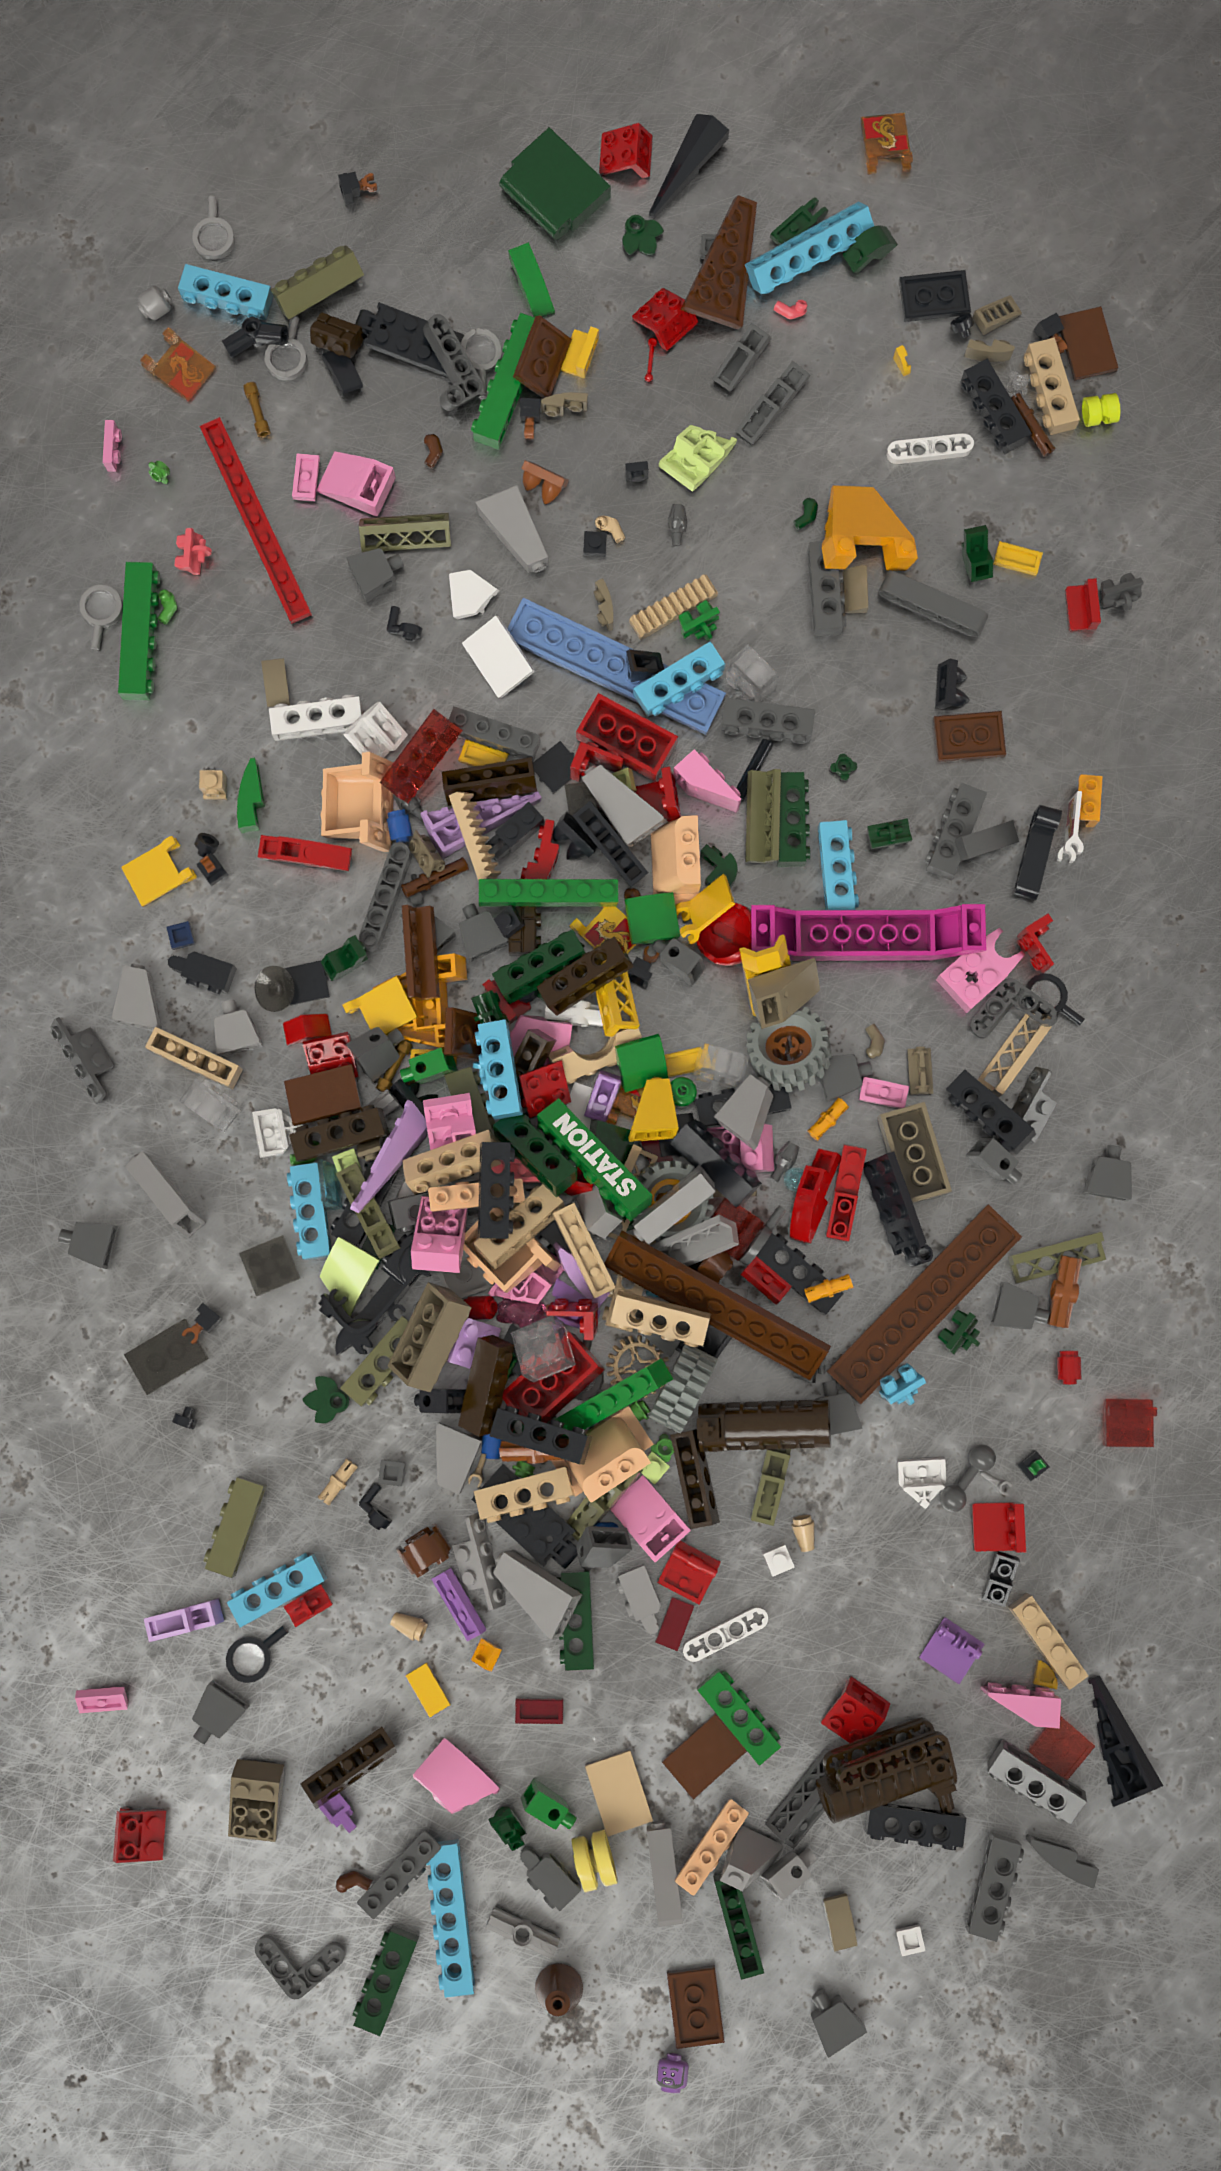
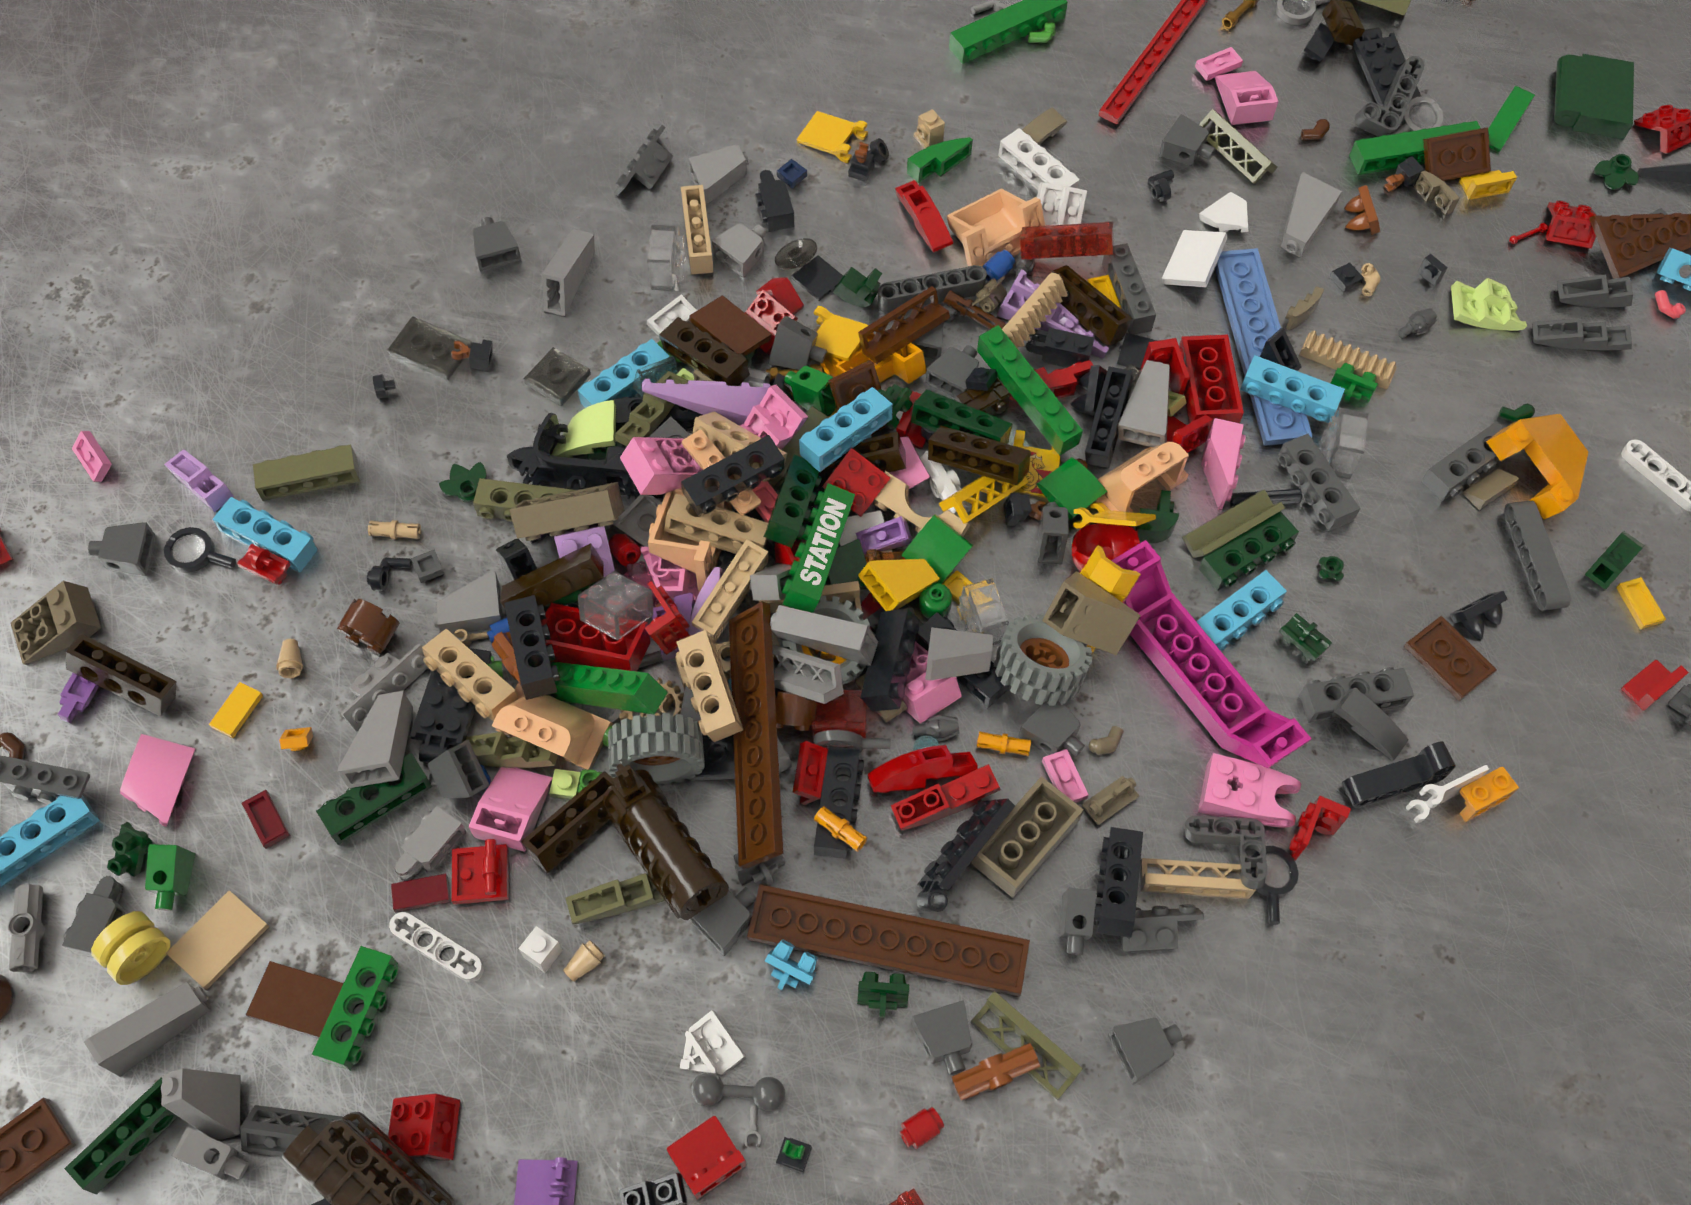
camera: 55 degrees right, 20 degrees down
(194, 551) = (1097, 26): coral hips -> none
(459, 1604) = (333, 688): medium lavender plate -> none
(711, 1847) = (198, 1053): light nougat bracket -> none

